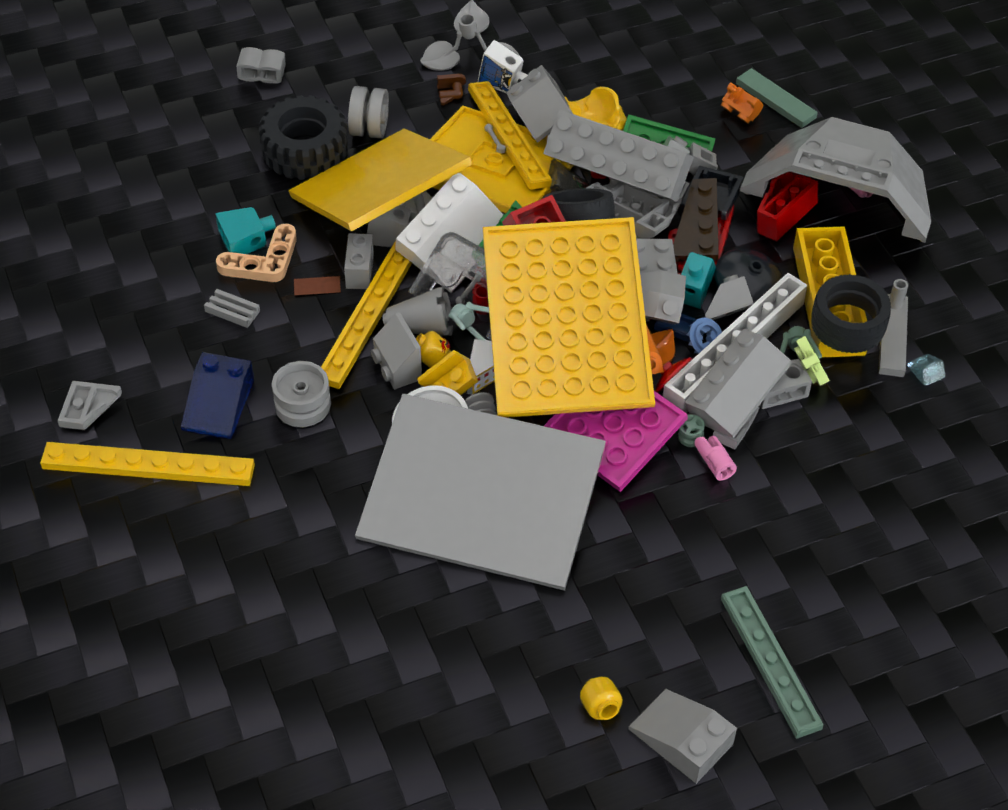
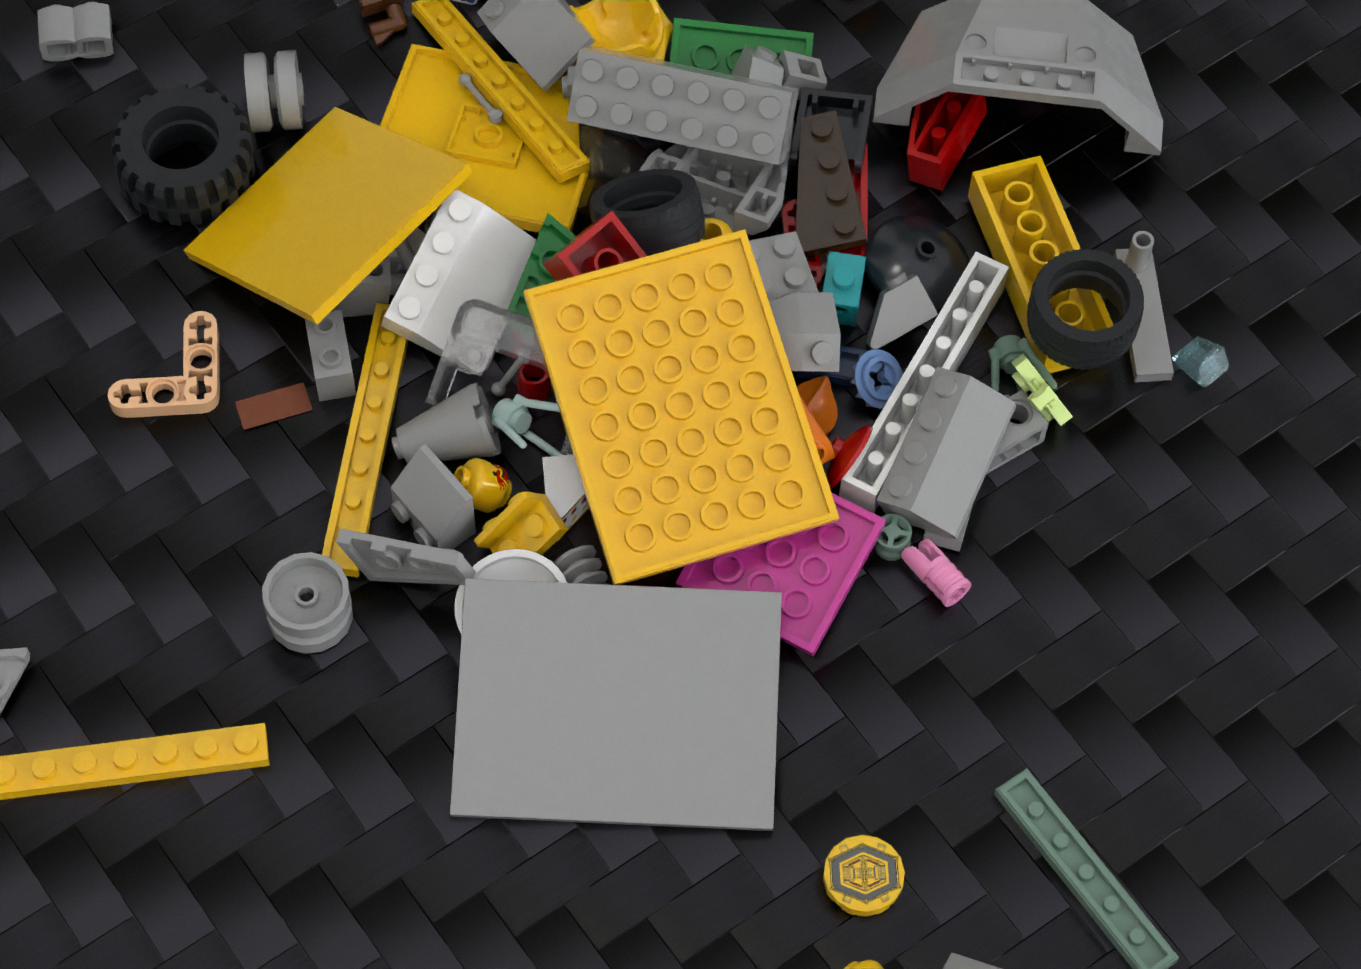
camera: 15 degrees left, 10 degrees up
(217, 395) = (179, 630): clear blue slope -> none
(233, 304) = (161, 471): light grey tile -> none
(243, 229) = (135, 336): teal torso -> none
(366, 379) = (403, 561): none -> light grey wing
(618, 629) = (863, 875): none -> tile

